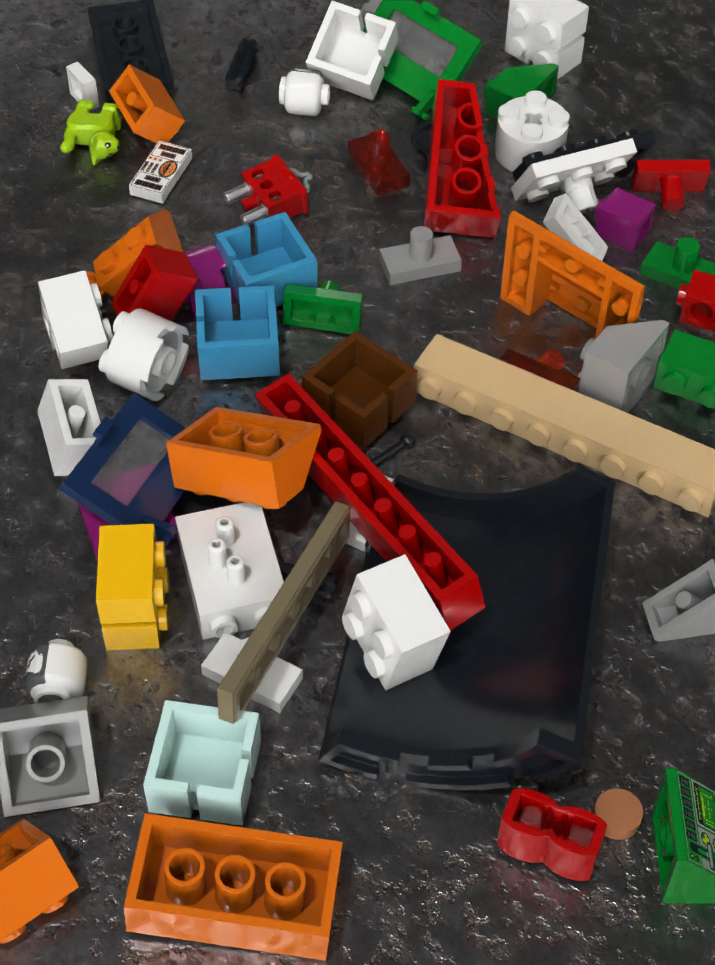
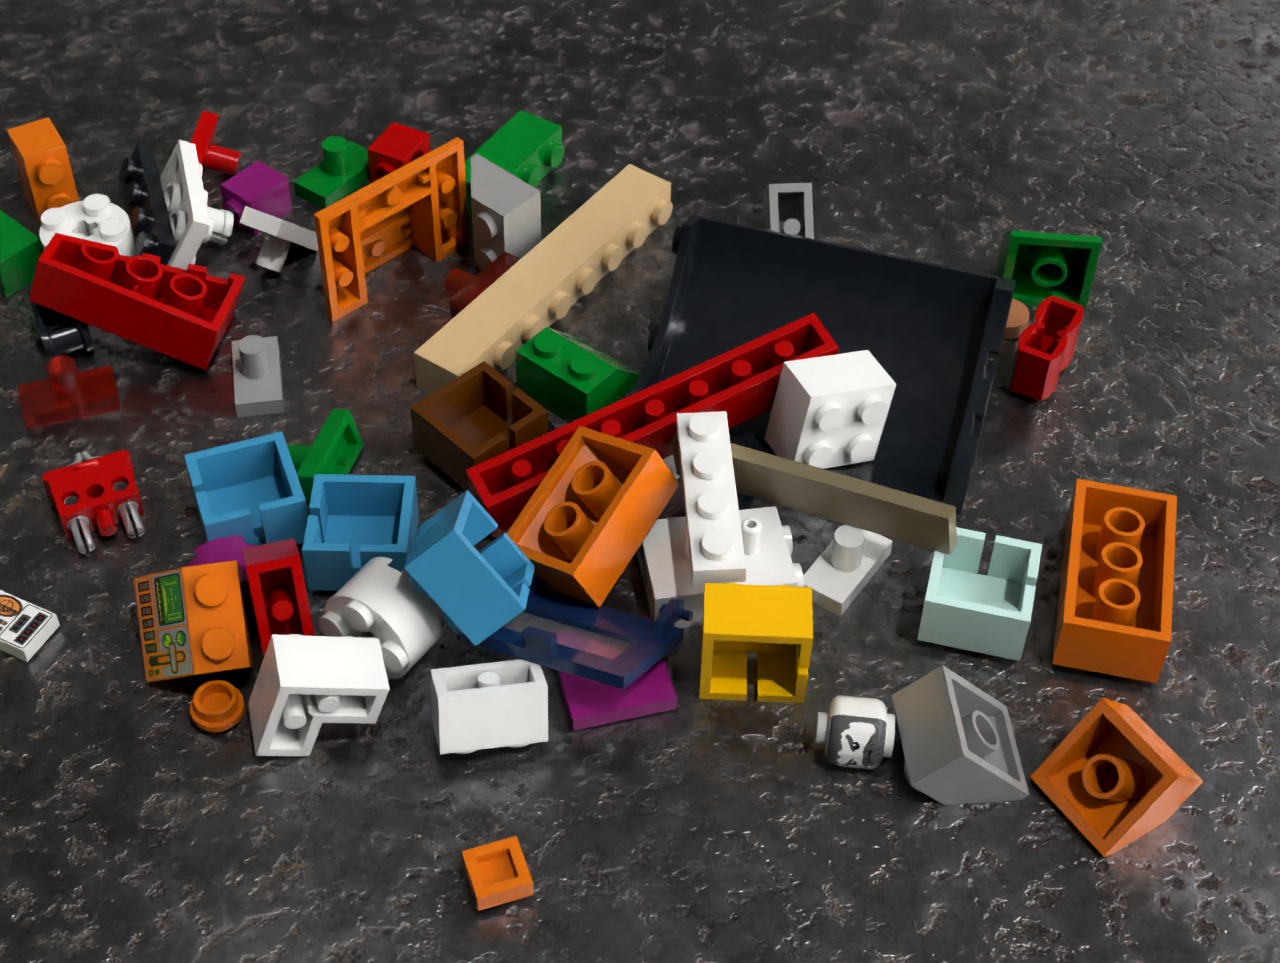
camera: 85 degrees left, 5 degrees down
(154, 369) = (471, 587): none -> dark azure piece
(256, 523) = (710, 498): none -> white plate
(452, 450) = (570, 375): none -> green slope
(602, 87) = (42, 166): none -> orange brick

